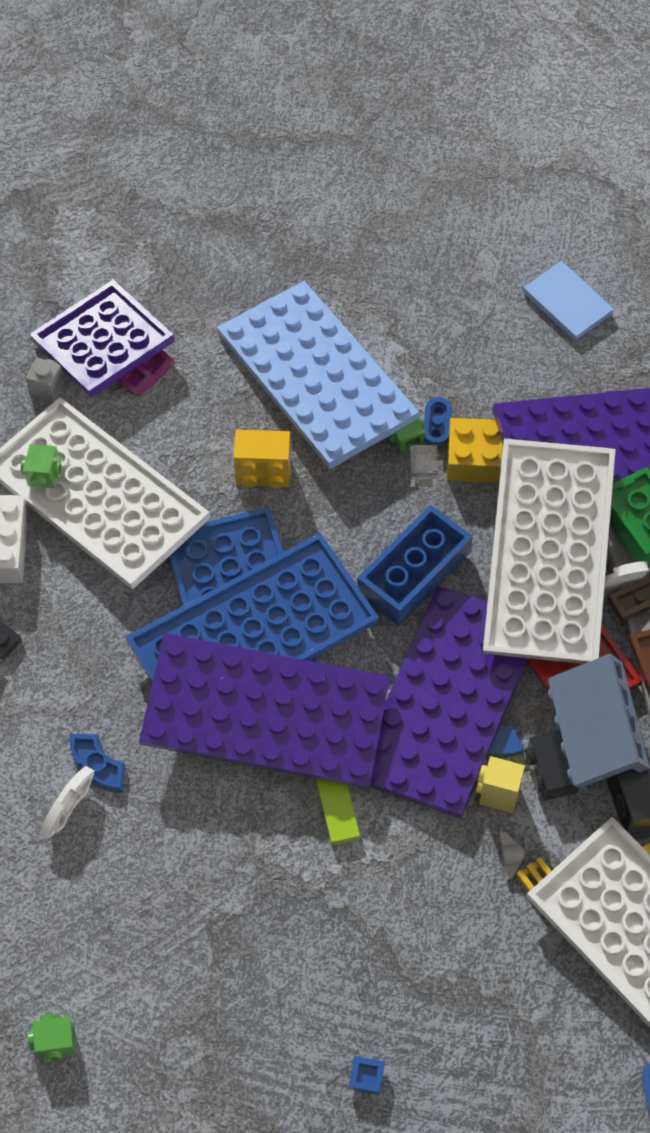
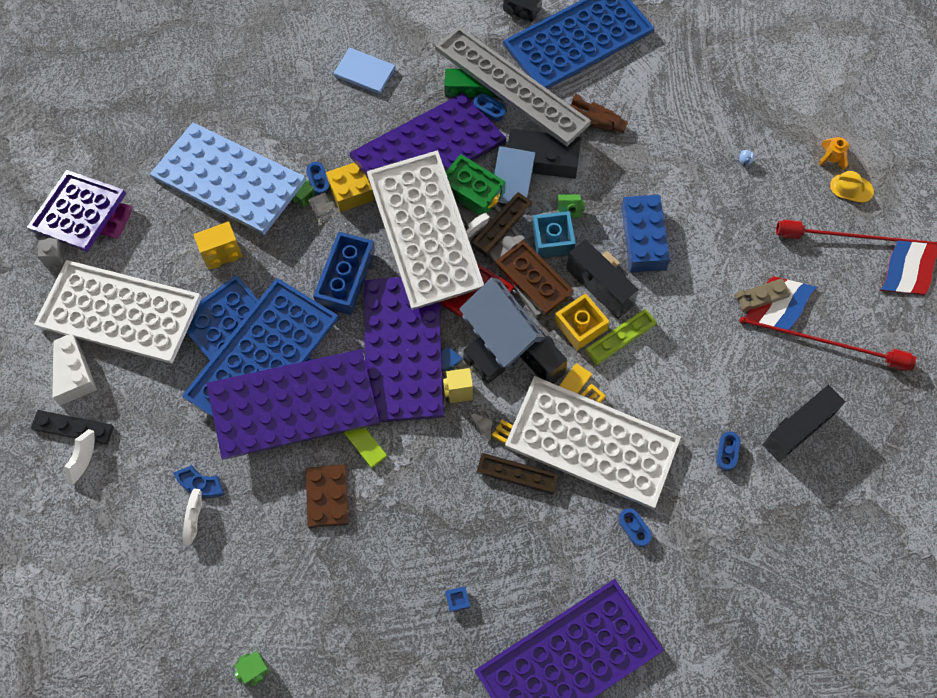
camera: 25 degrees left, 5 degrees up
(41, 466) = (75, 309): bright green brick -> none
(255, 855) = (326, 496): none -> reddish brown plate
(529, 942) = (517, 473): none -> dark brown plate

